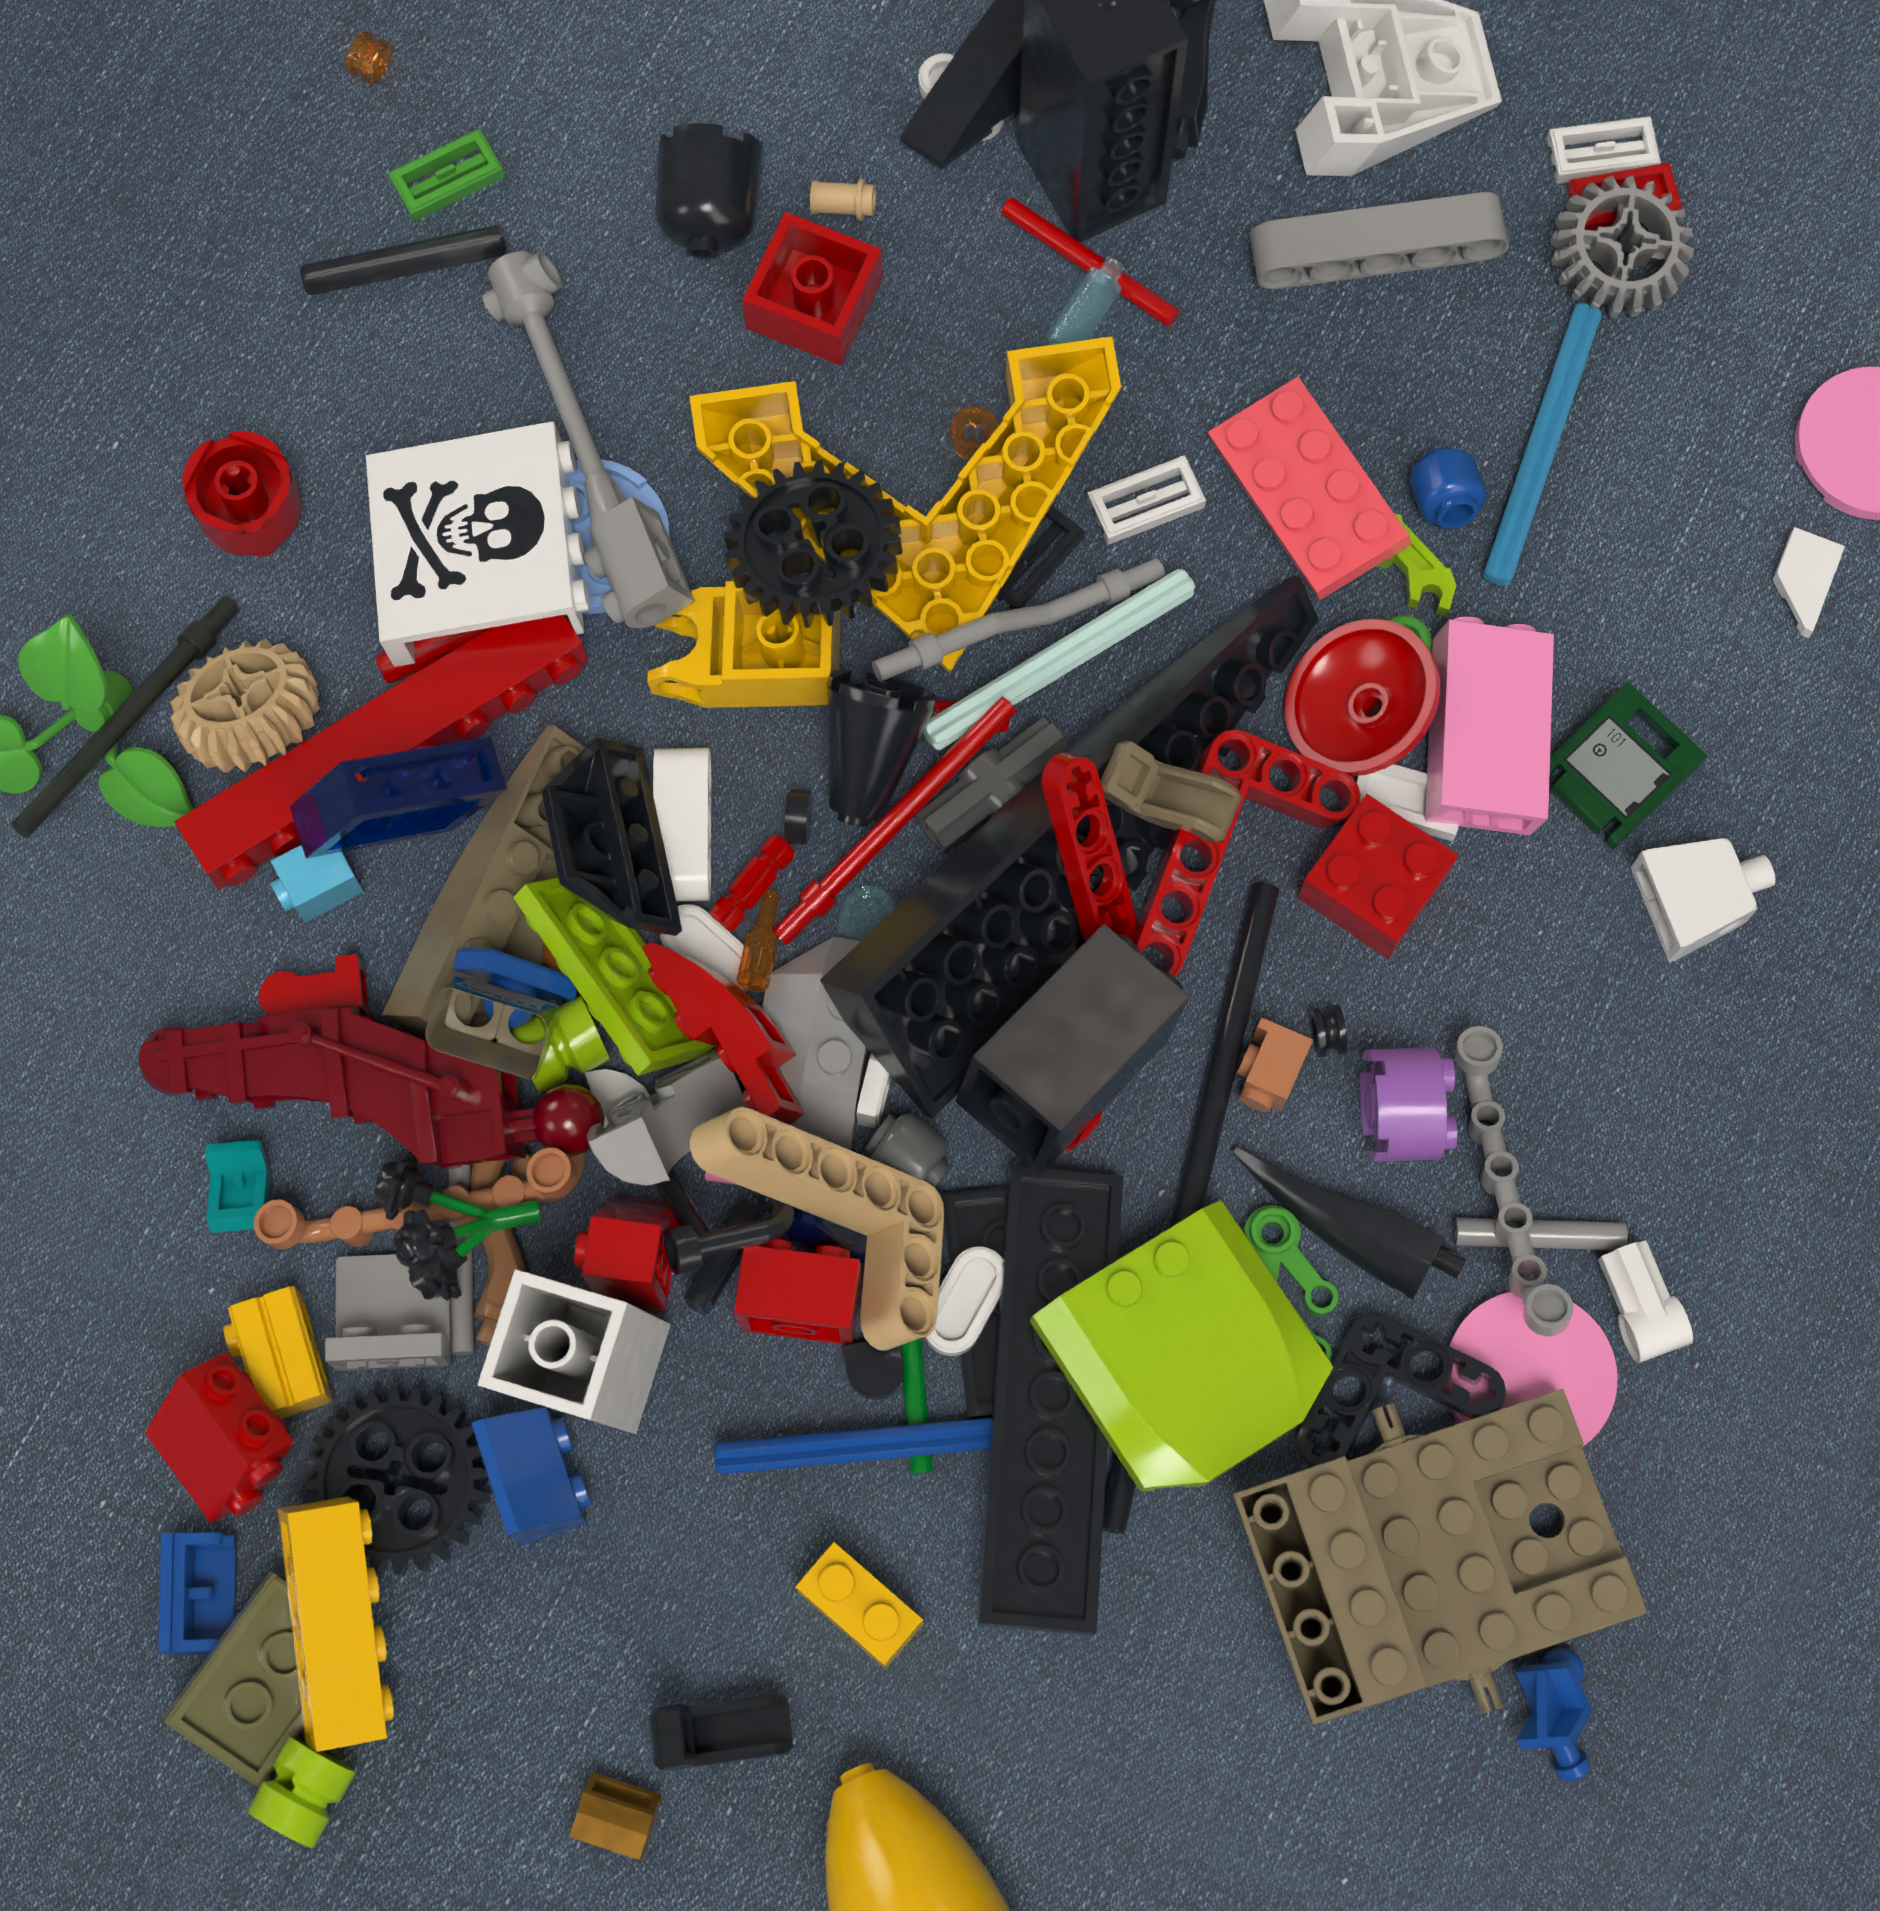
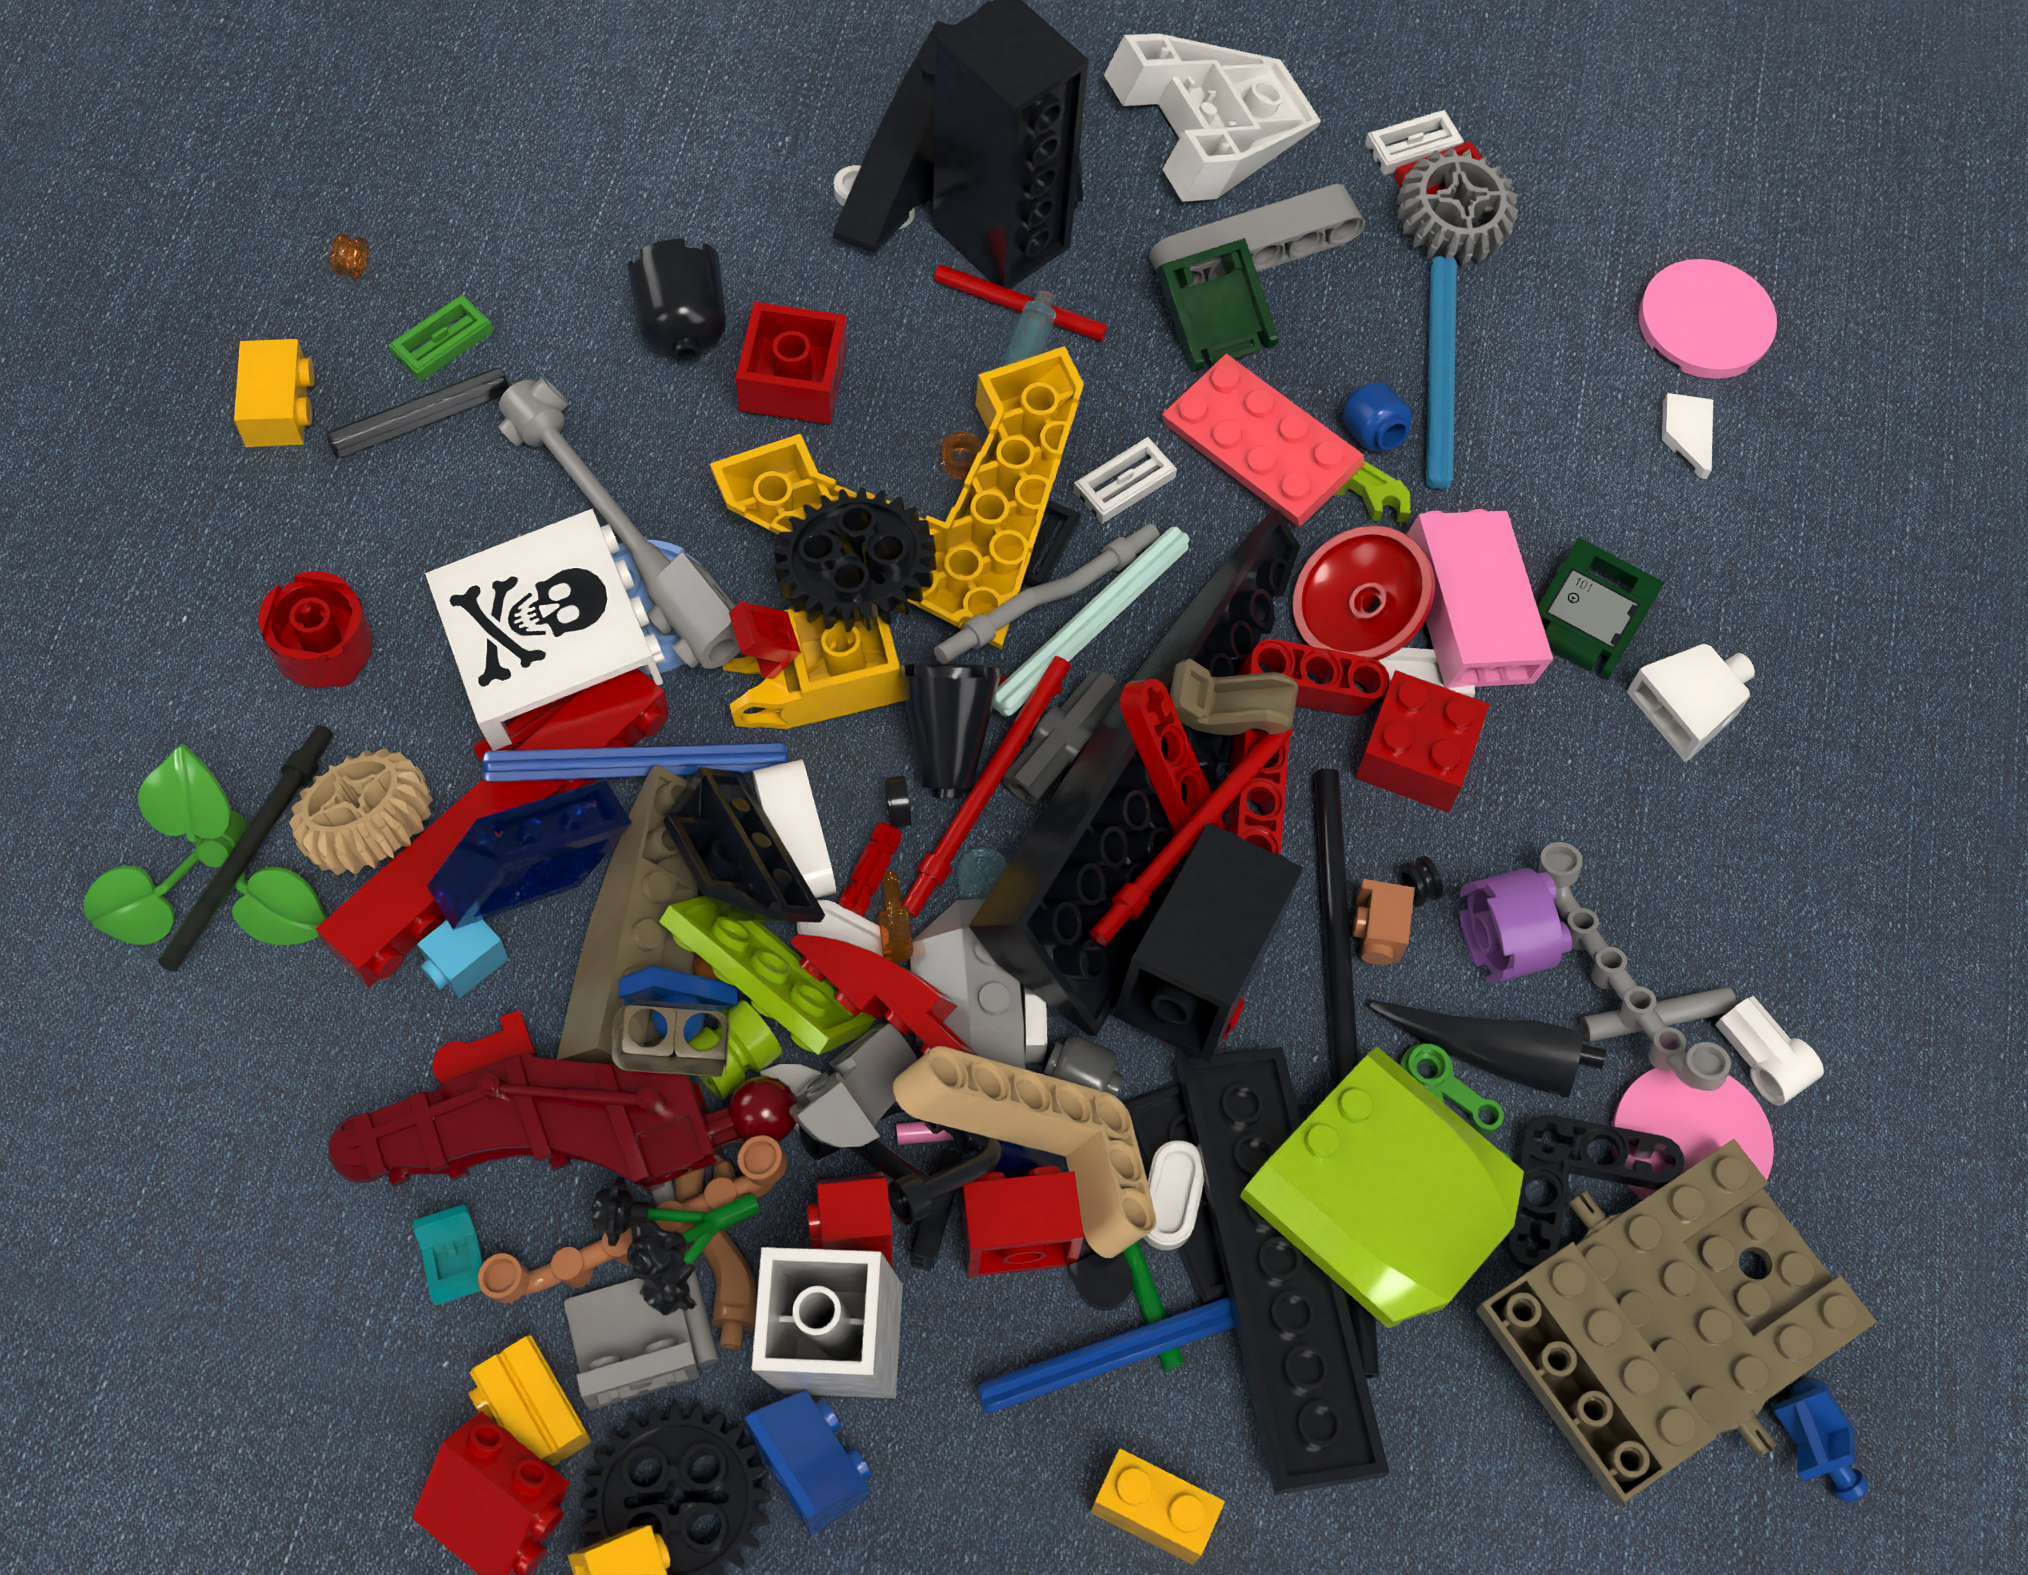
camera: 20 degrees left, 10 degrees down
(254, 207) = (273, 393): none -> yellow piece
(531, 714) = (627, 761): none -> blue axle
(694, 611) = (765, 635): none -> red bracket
(843, 198) = (797, 290): tan pin -> none
(1004, 987) = (1133, 897): none -> red bar
(1306, 323) = (1221, 312): none -> dark green container

